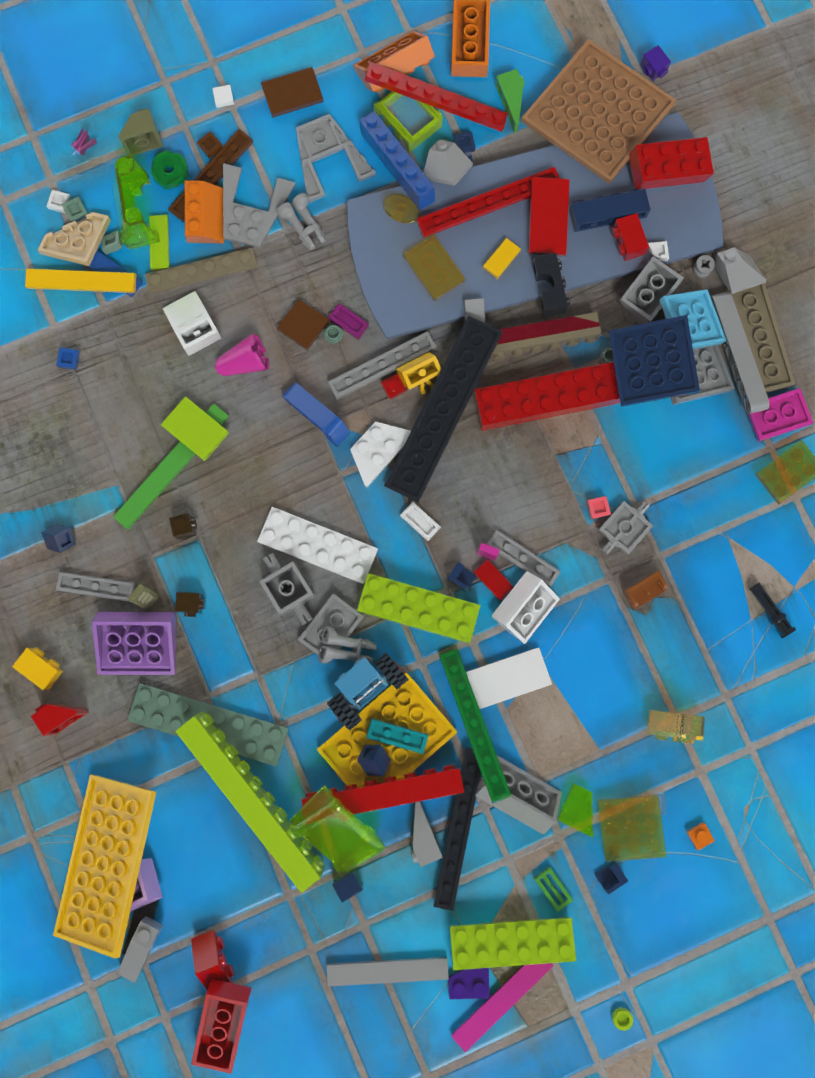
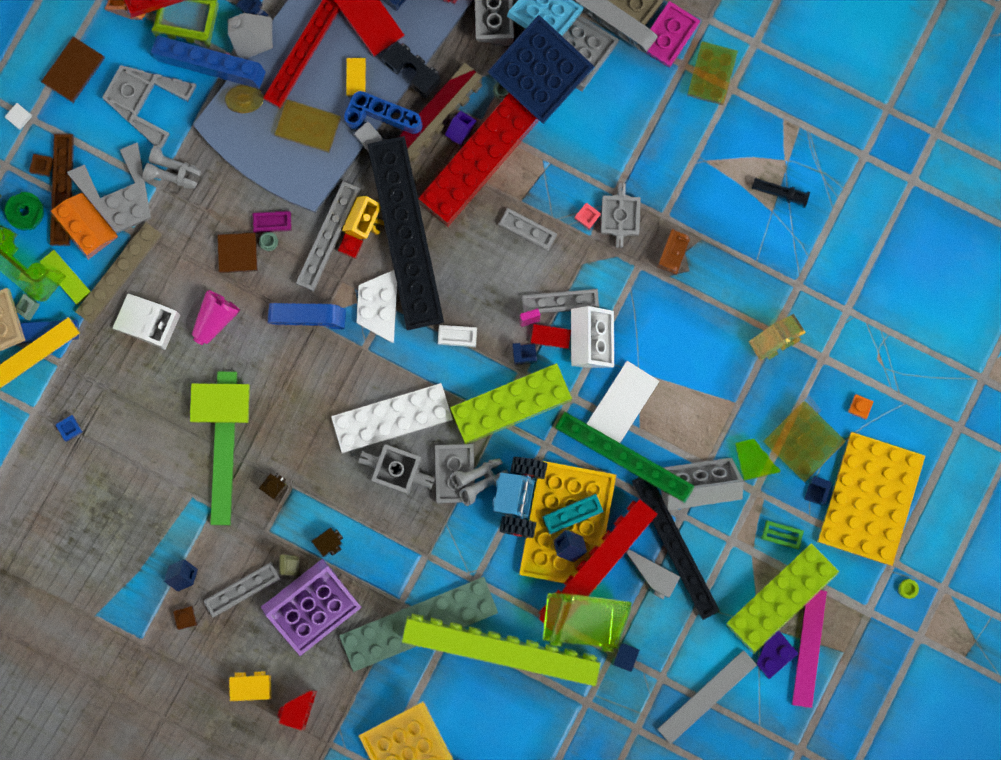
camera: 40 degrees left, 0 degrees up
(35, 574) = (185, 618): none -> reddish brown plate
(500, 304) = (385, 115): none -> blue beam
(542, 481) = (527, 229): none -> light grey tile
(552, 360) = (460, 127): none -> dark purple brick
(650, 919) = (871, 499): none -> yellow plate

